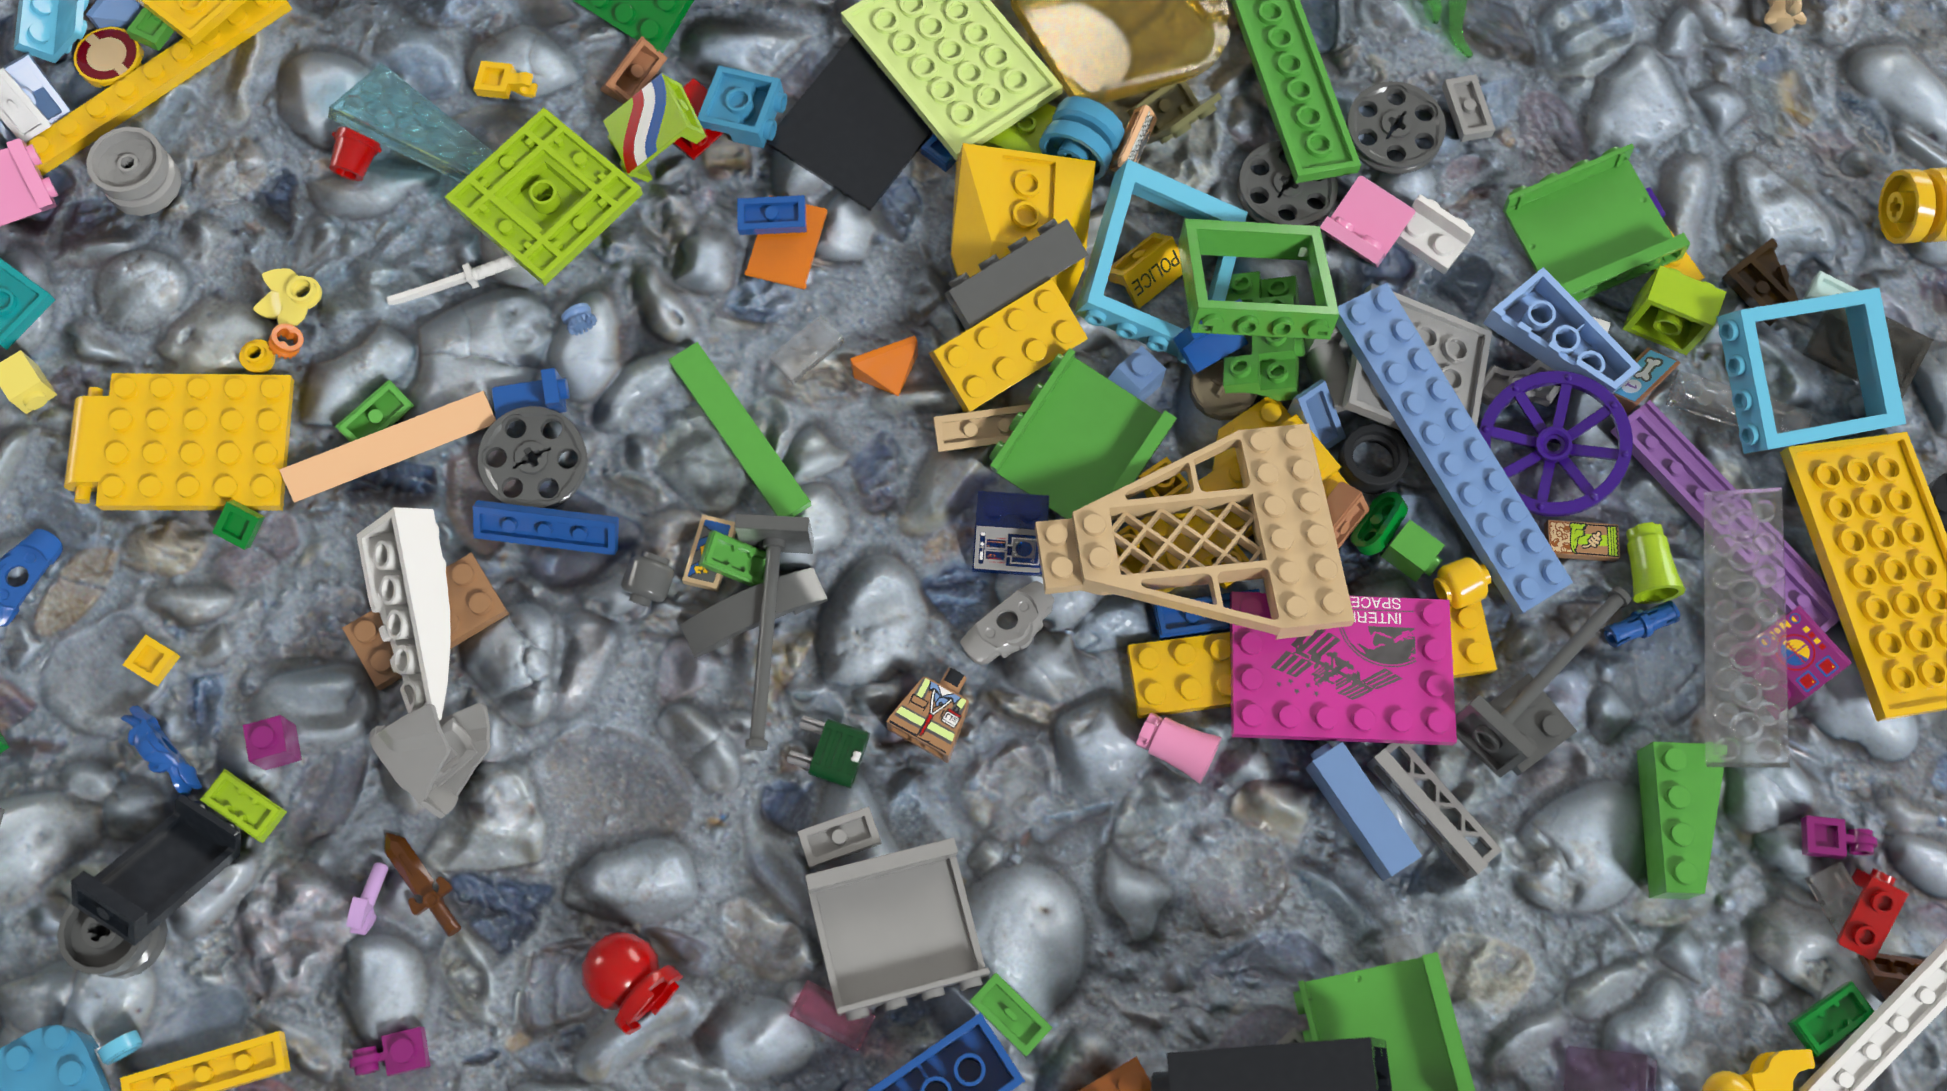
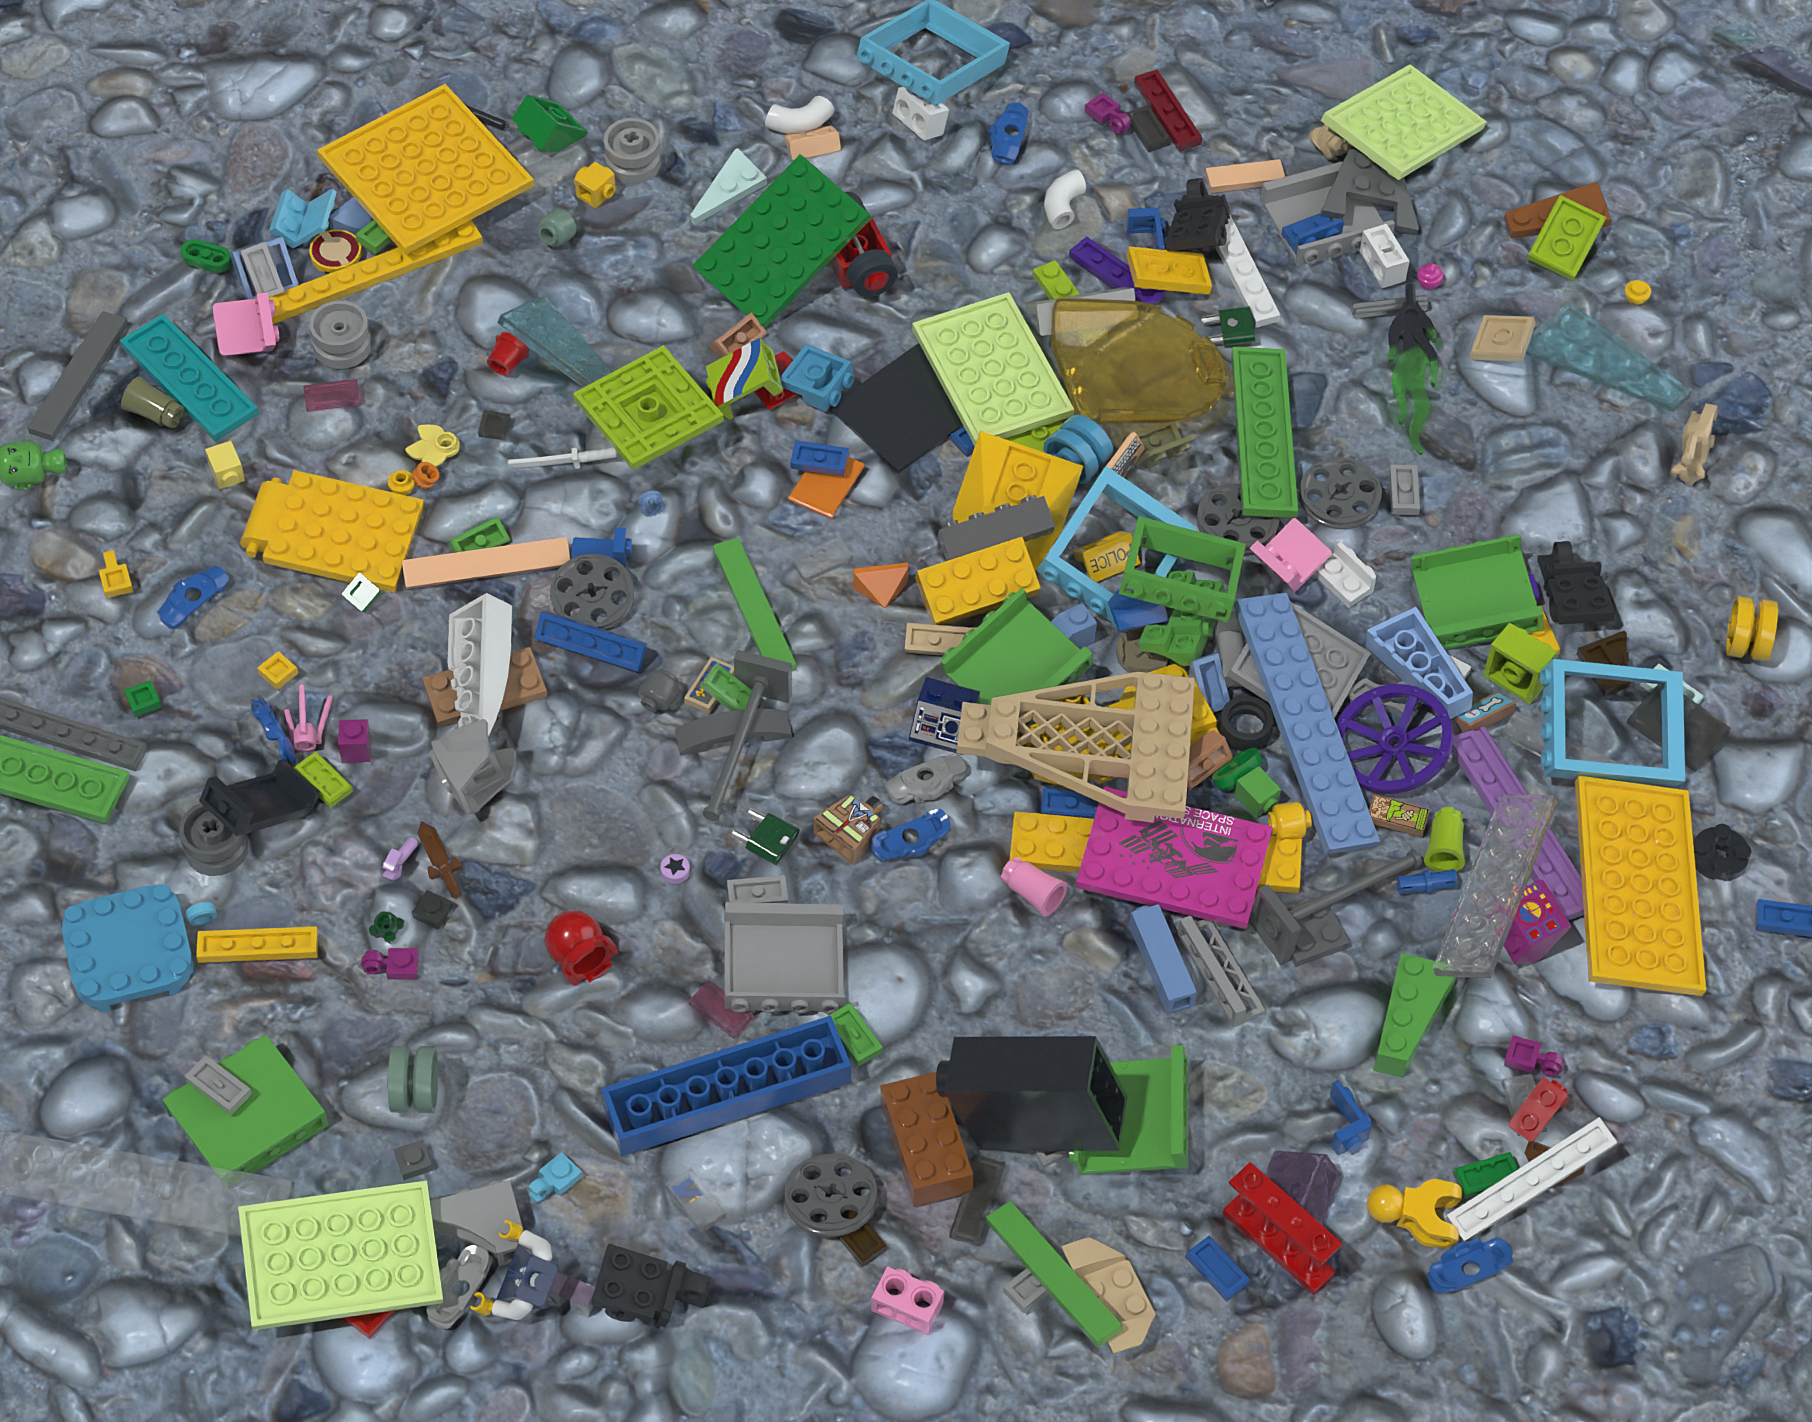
camera: 15 degrees right, 15 degrees down
(143, 254) = (331, 395): none -> clear pink tile
(205, 747) = (304, 736): none -> bright pink plant
(359, 251) = (494, 425): none -> clear smoke tile
(361, 1002) = (386, 919): none -> dark green plate
(427, 960) = (432, 909): none -> pearl dark grey plate
(499, 79) = (632, 322): yellow plate -> none
(726, 825) = (675, 869): none -> lavender tile
(1031, 692) = (929, 828): none -> blue piece
(1659, 1007) = (1352, 1136): none -> blue bracket
(1704, 200) = (1574, 588): none -> black plate

